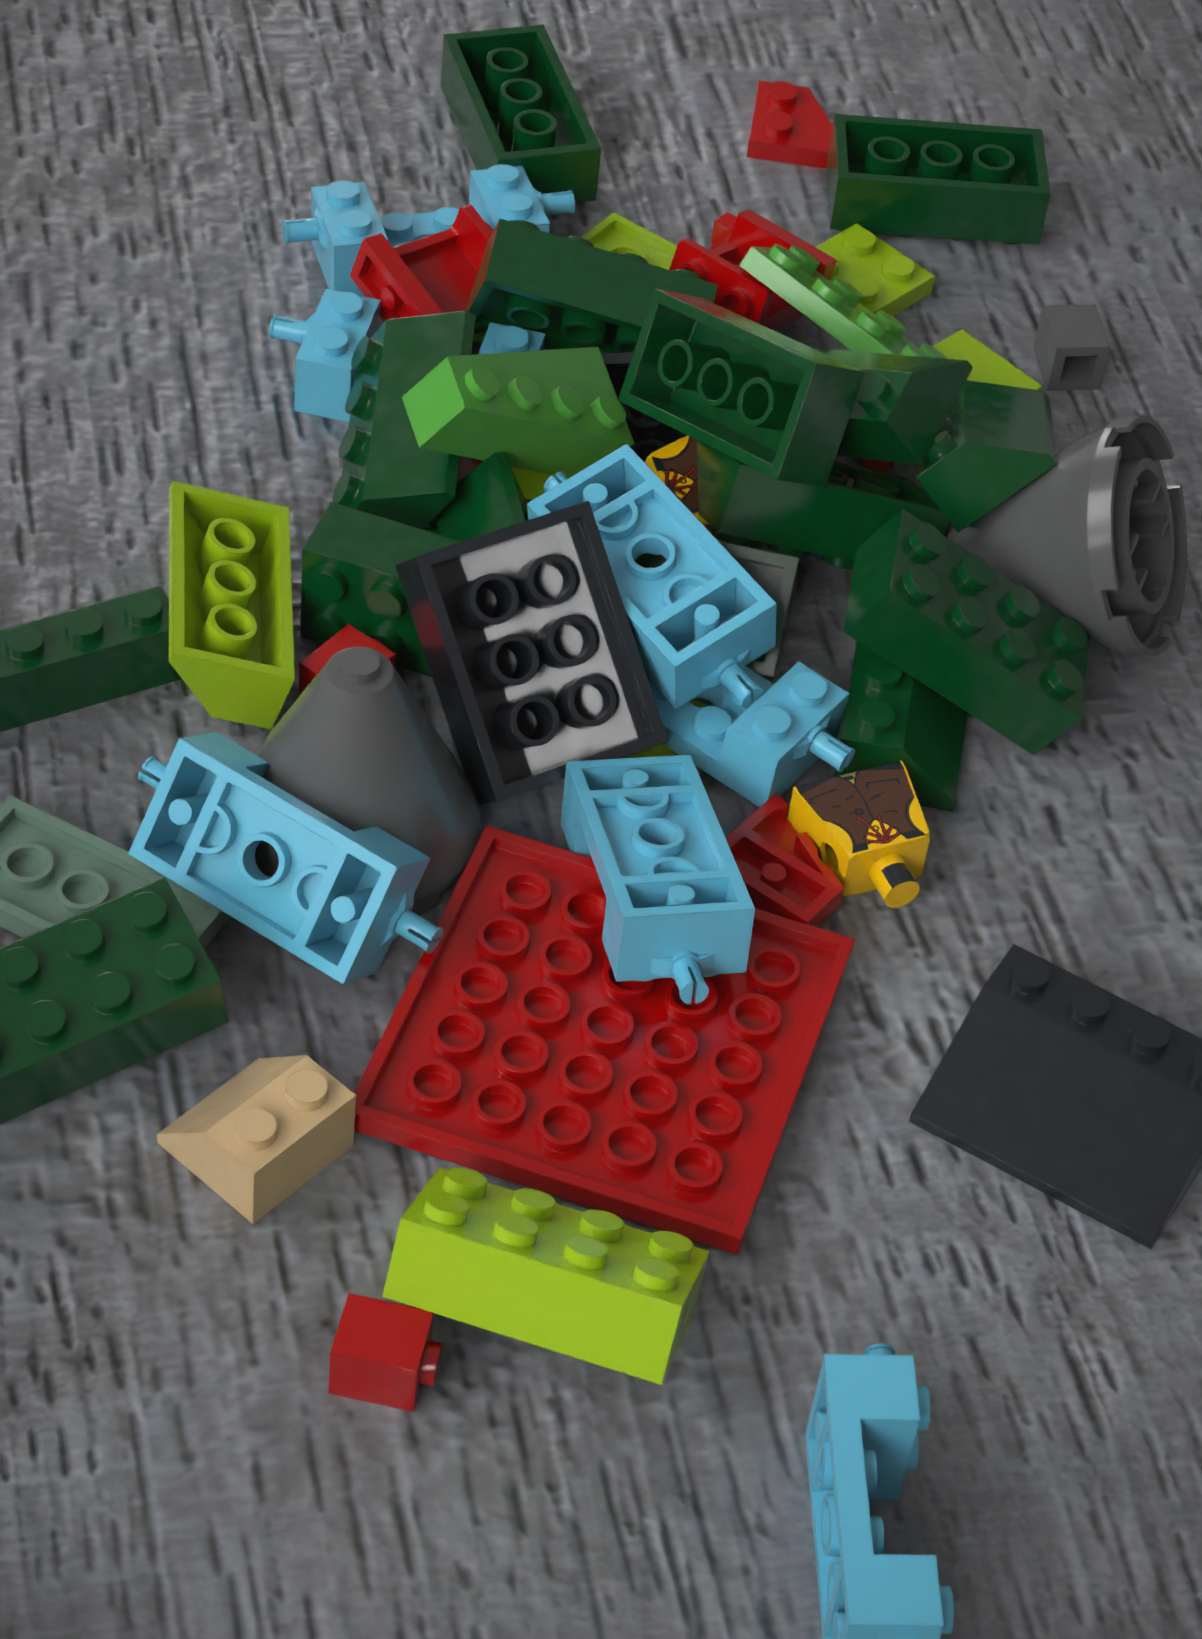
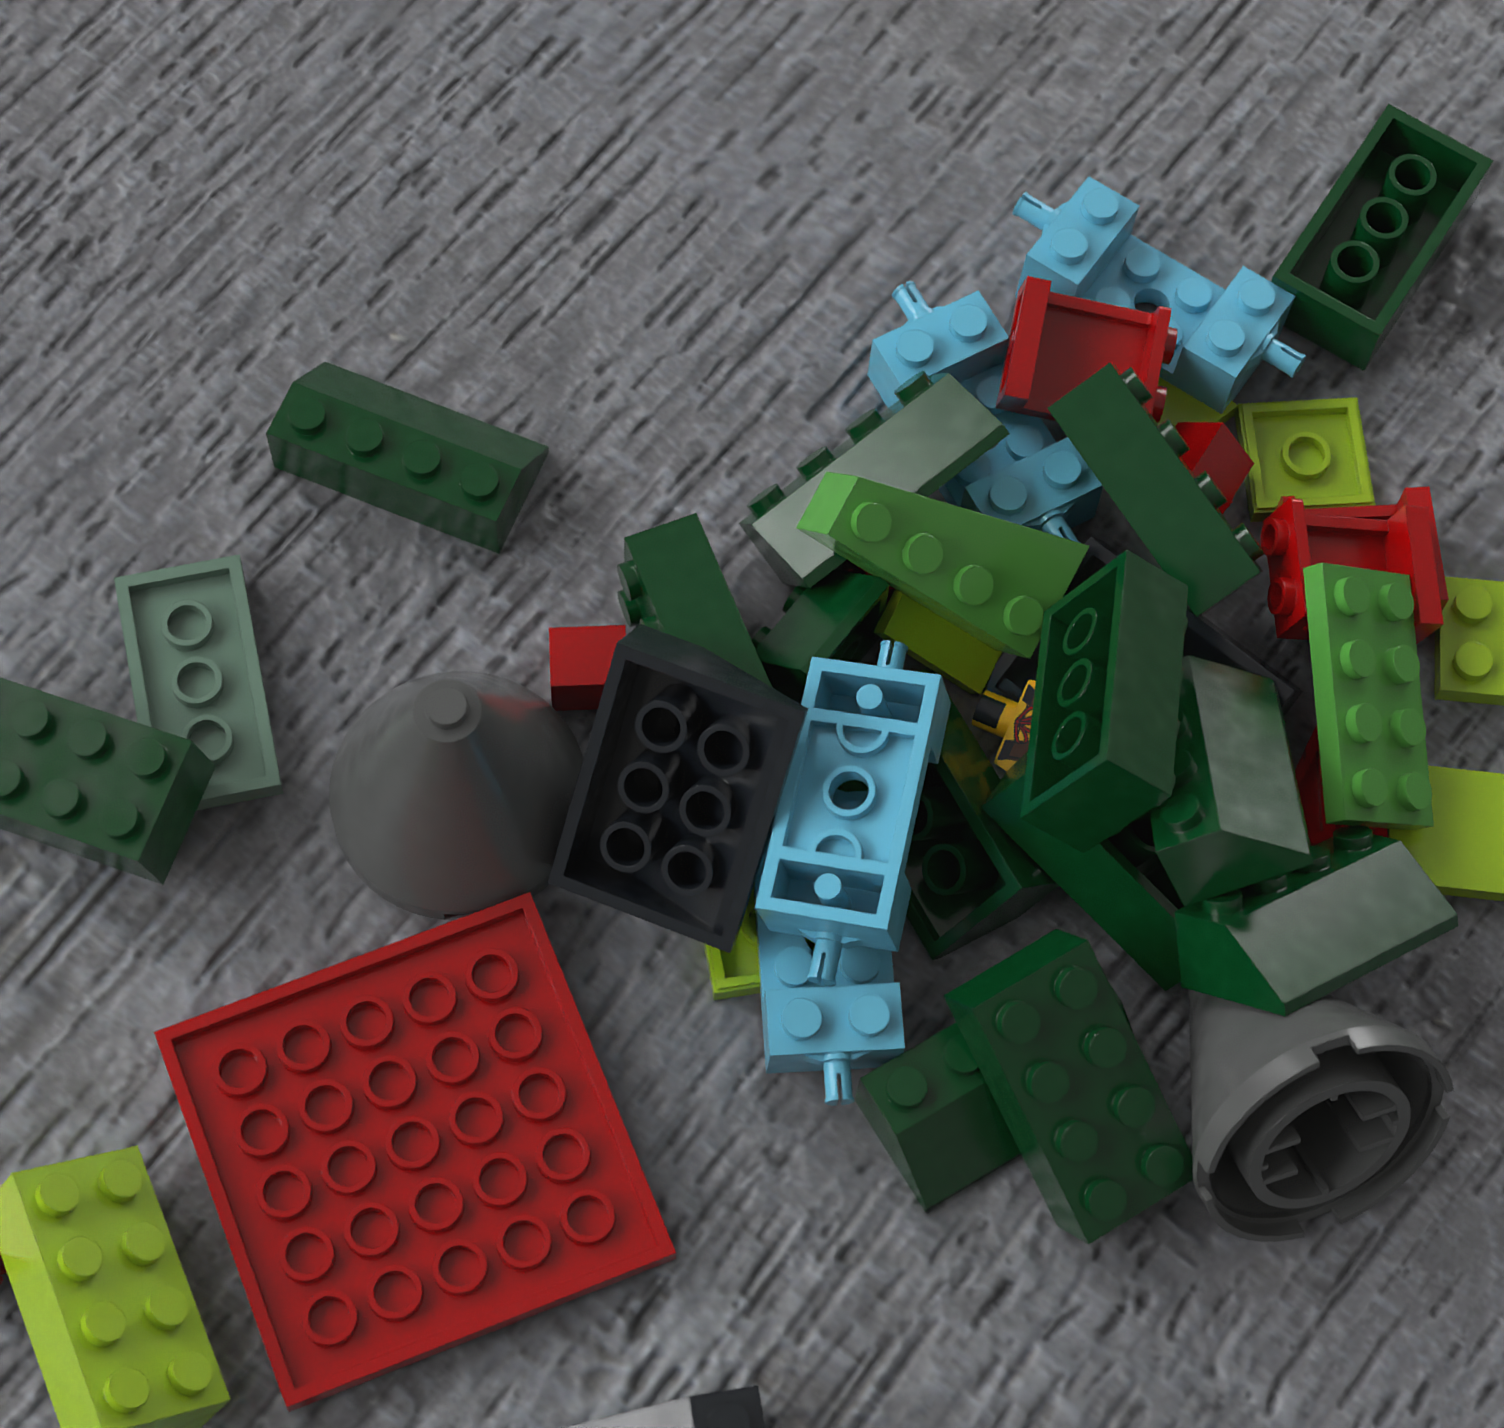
camera: 50 degrees right, 20 degrees up
(231, 602) = (556, 521): lime slope -> none
(265, 1132) = (90, 990): tan slope -> none
(334, 890) = (313, 861): medium azure brick -> none
(664, 870) = (538, 1100): medium azure brick -> none
(783, 866) = (705, 1132): red wing -> none
(866, 830) = (807, 1171): torso -> none

